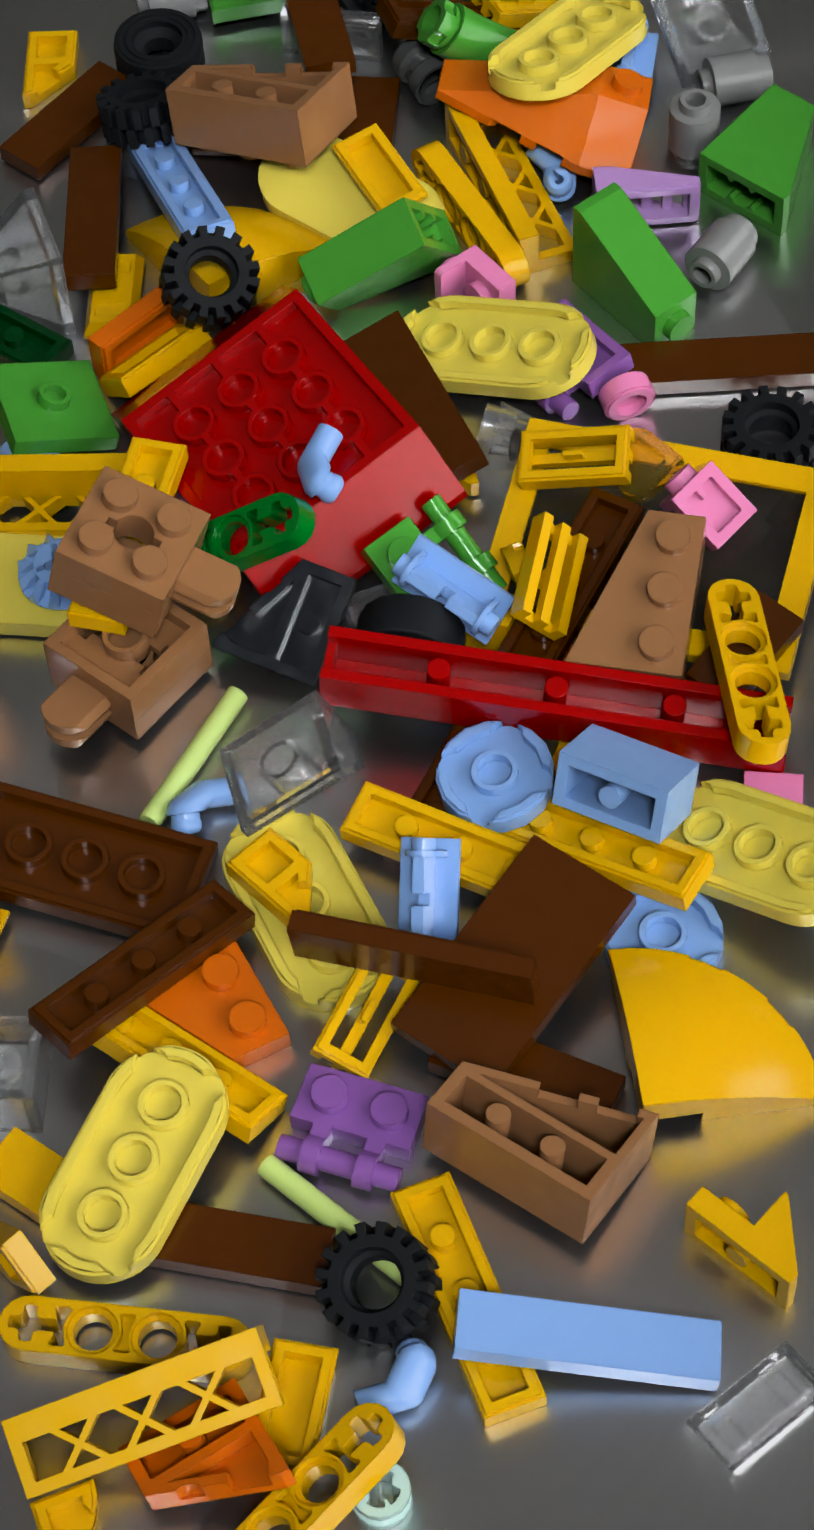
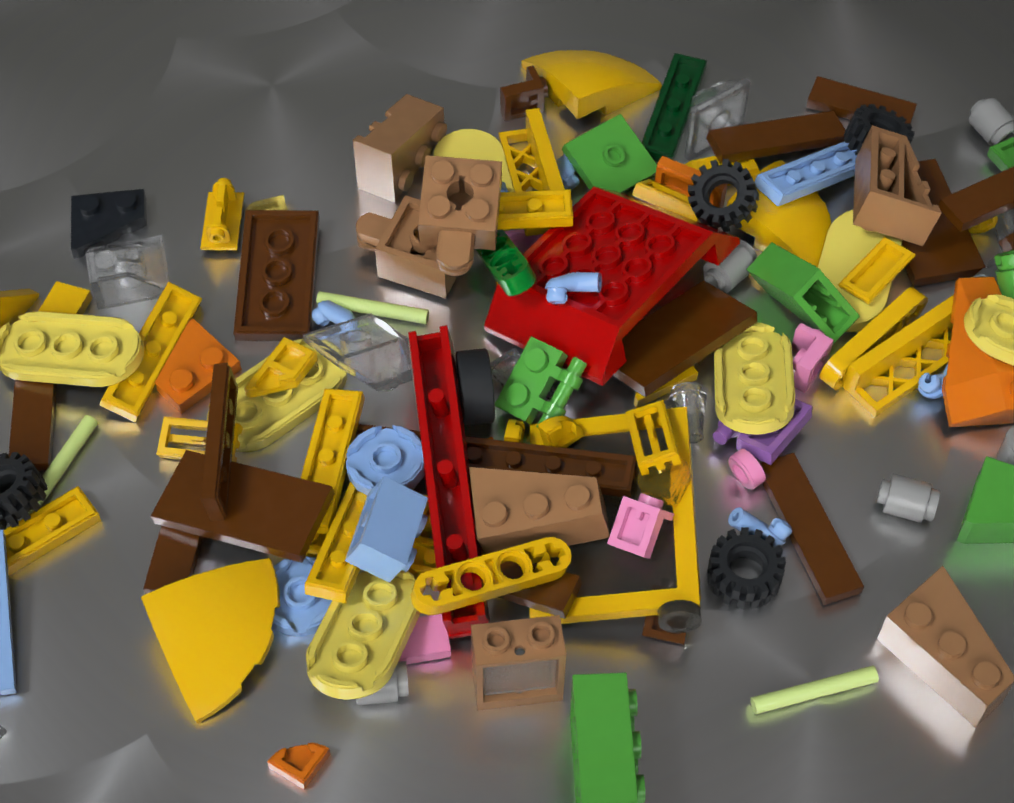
camera: 70 degrees right, 0 degrees up
(49, 64) = (905, 82): yellow tile -> none
(141, 969) = (198, 315): reddish brown tile -> none
(158, 31) = (945, 117): black tyre -> none
(292, 623) = (479, 323): black wing -> none
(358, 1113) = (133, 462): medium lavender plate -> none
(430, 886) = (292, 441): light blue hinge -> none
(445, 578) = (505, 407): light blue hinge -> none
(538, 1147) = (110, 553): medium nougat wedge -> none
(556, 582) = (546, 459): yellow tile -> none
(629, 269) = (854, 439): bright green slope -> none
(644, 184) = (935, 433): lavender slope -> none
(709, 416) = (778, 529): none -> light blue arm
(757, 1252) = (65, 698): yellow slope -> none

